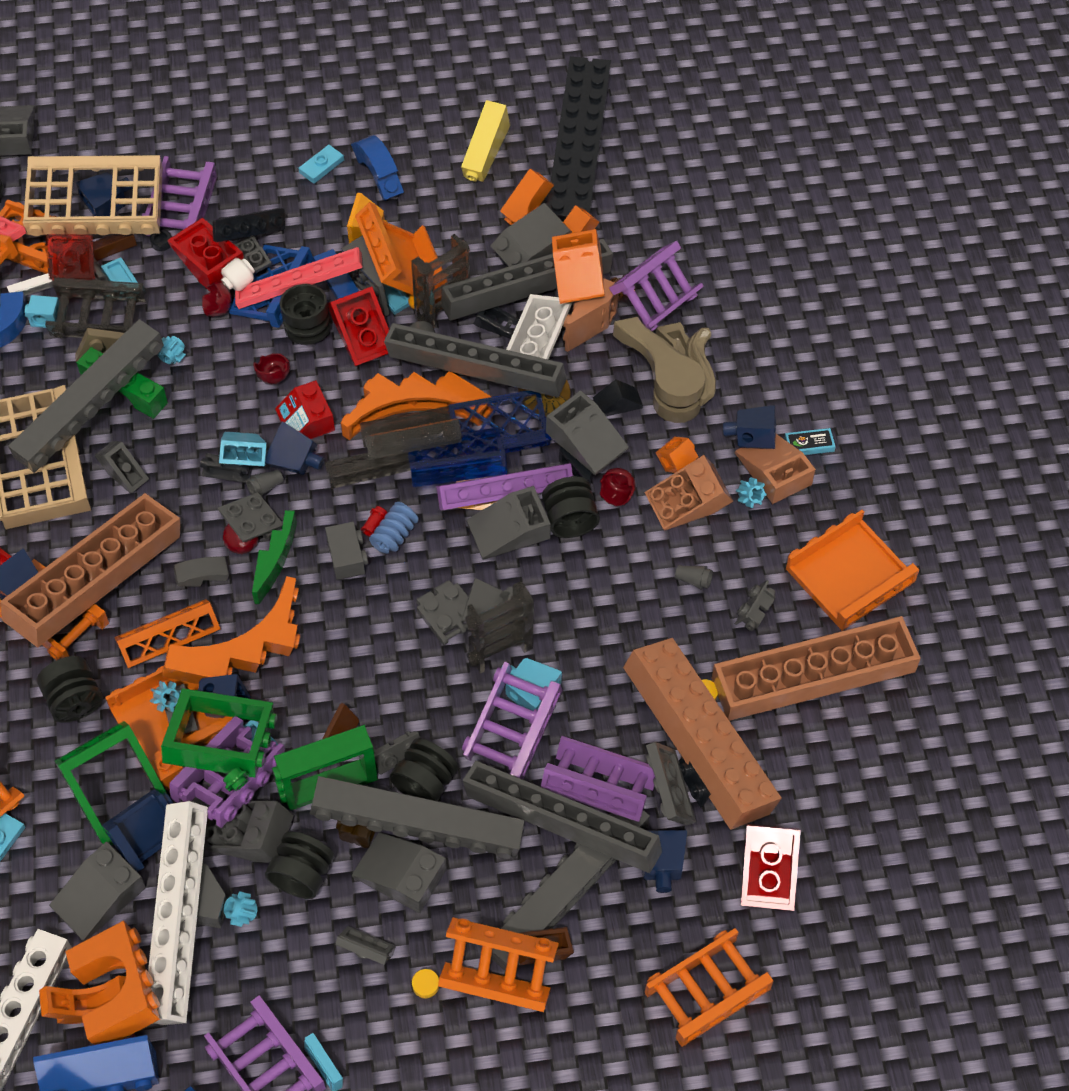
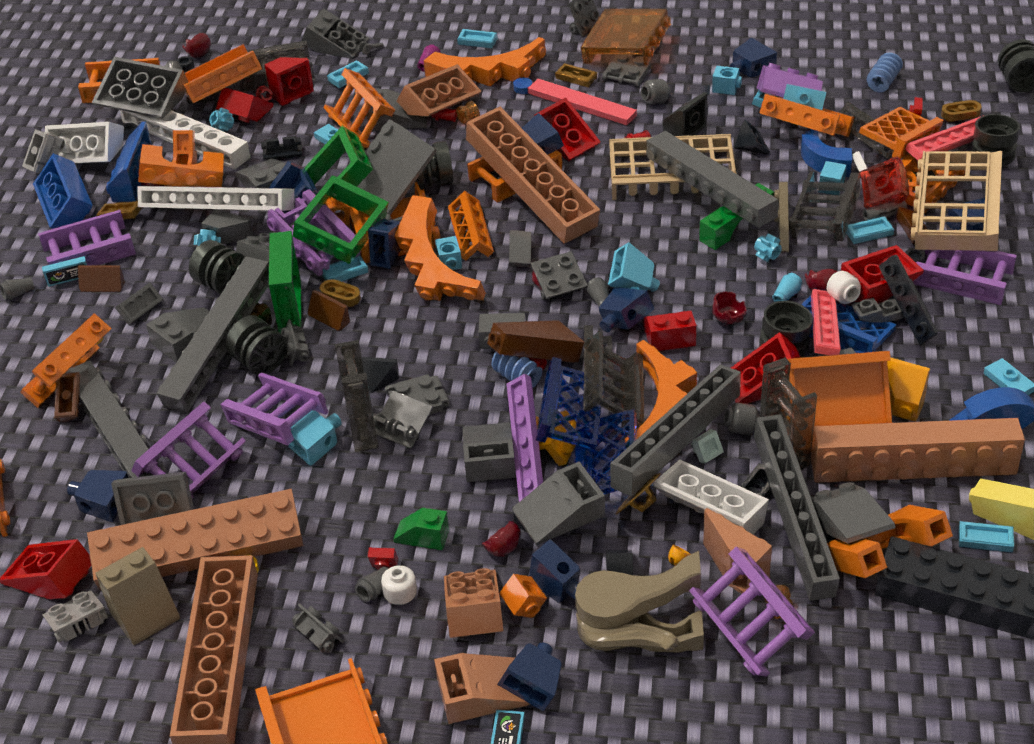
camera: 110 degrees right, 15 degrees down
(31, 894) = (272, 149): none -> black hinge
(95, 702) = (396, 163): none -> dark grey slope
(121, 466) = (645, 210): dark grey slope -> none
(158, 695) = (397, 208): medium azure gear -> none
(190, 1051) = (128, 209): none -> pearl gold plate
(221, 628) = (449, 252): none -> medium azure brick
(229, 329) = (787, 287): none -> medium azure cone
(235, 779) = (289, 218): green plate -> none
(272, 561) = (518, 292): green slope -> none
(303, 732) = (341, 292): none -> pearl gold plate
(328, 1015) = (100, 278): none -> reddish brown slope
(360, 502) = (536, 340): none -> reddish brown slope
(428, 656) = (380, 372): none -> black slope
(437, 195) = (917, 450): none -> nougat brick
(509, 170) = (986, 536): none -> medium azure tile
(563, 816) = (156, 415): dark grey brick -> none
(570, 507) = (484, 487): pearl dark grey wheel -> none
(578, 266) = (777, 522): orange slope -> none
(593, 360) = (676, 554): none -> light orange hinge
(622, 553) = (424, 529): none -> green slope
(651, 426) = (554, 572): none -> dark blue torso
(666, 574) = (382, 557): none -> red plate
(694, 549) = (399, 585): none -> white head
(751, 492) = (451, 647): medium azure gear -> none
(783, 757) = (137, 596): none -> dark tan slope
(812, 814) = (82, 606): none -> light grey hinge

